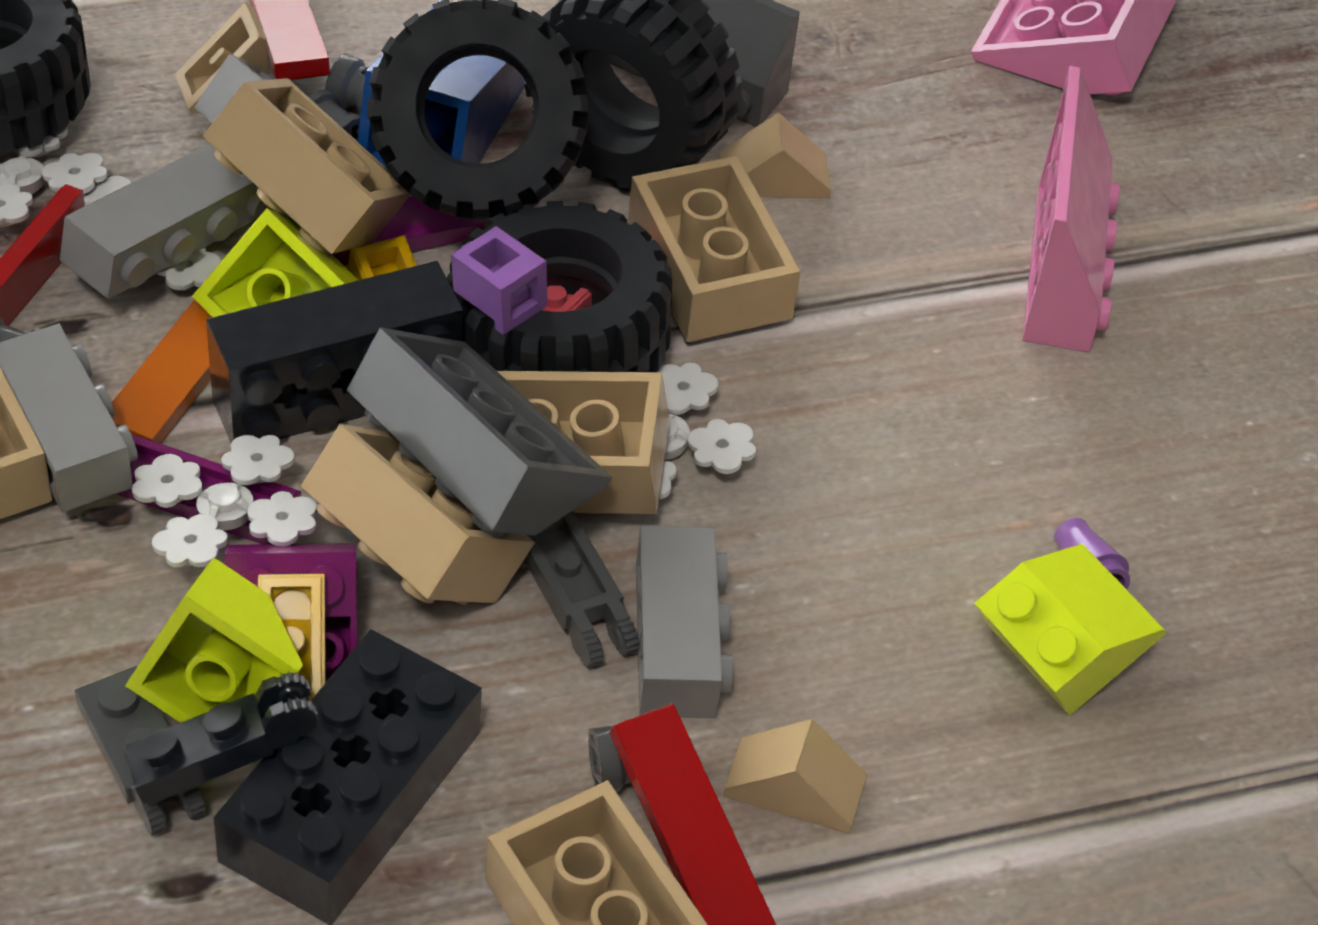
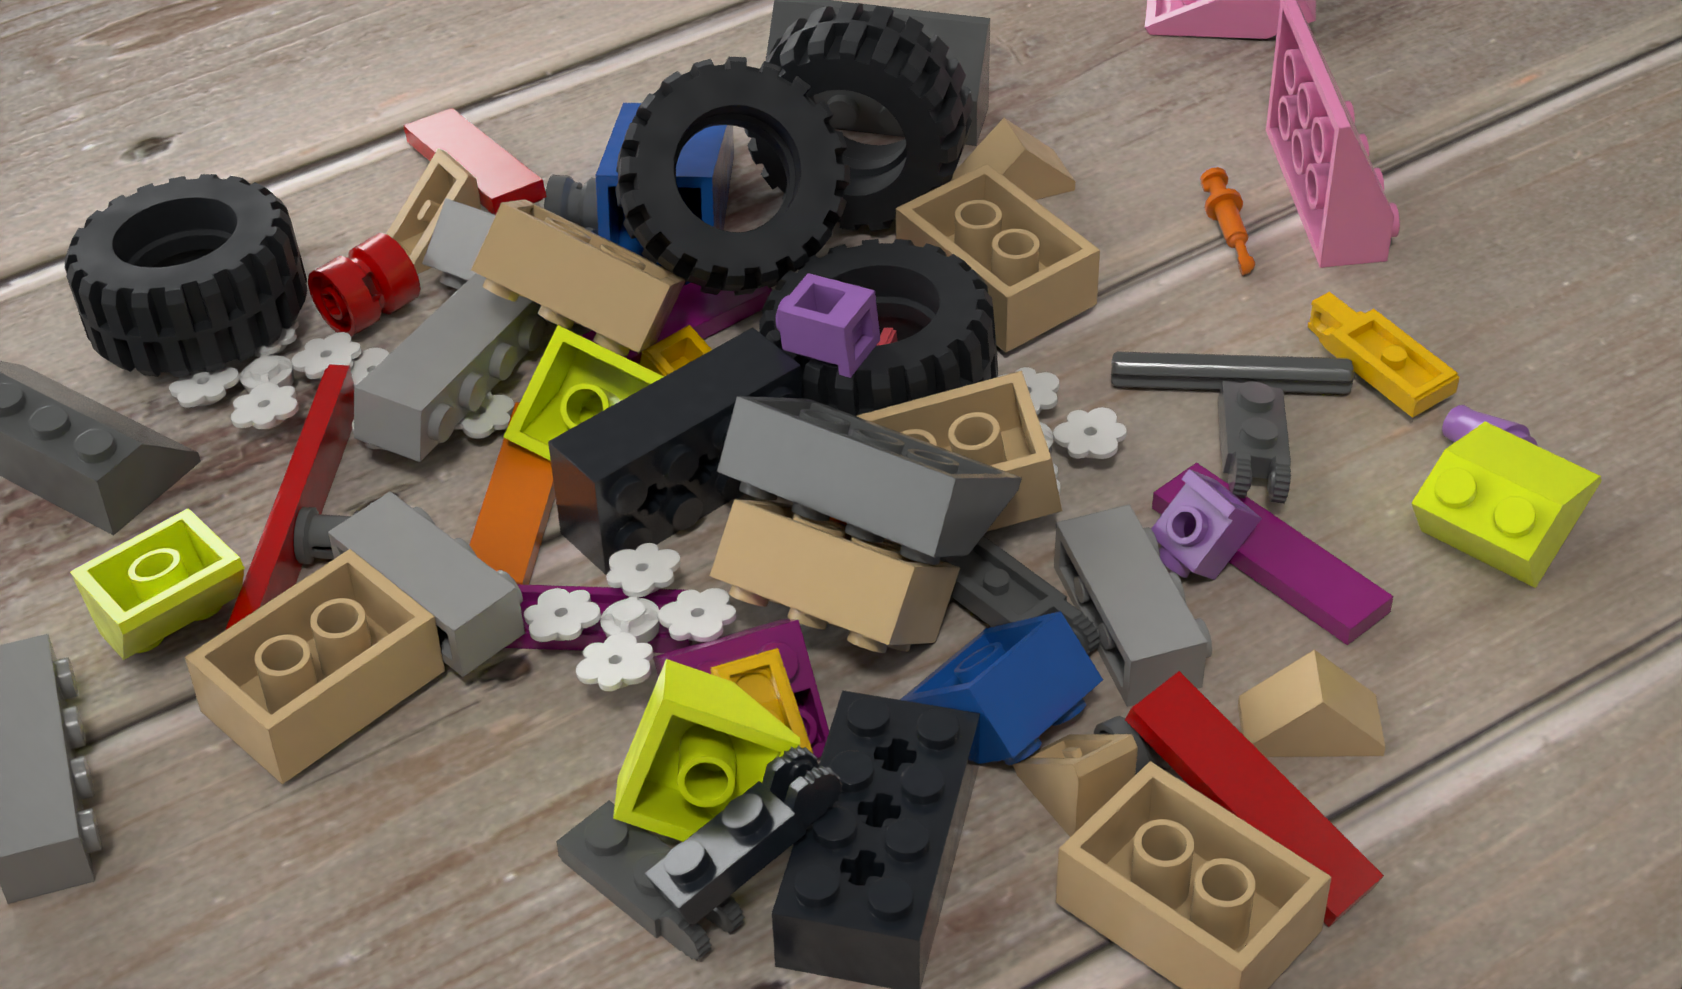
camera: 10 degrees left, 5 degrees down
(153, 108) = (362, 286): none -> red wheel
(532, 668) = (1018, 681): none -> blue slope
(554, 766) = (1079, 775): none -> tan slope
(776, 567) = (1220, 525): none -> medium lavender brick
(838, 610) = (1299, 570): none -> magenta tile
(871, 493) = (1254, 438): none -> dark grey hinge
(885, 422) = (1208, 371): none -> dark grey axle
(956, 256) = (1224, 207): none -> orange piece
(1032, 447) = (1383, 355): none -> yellow hinge

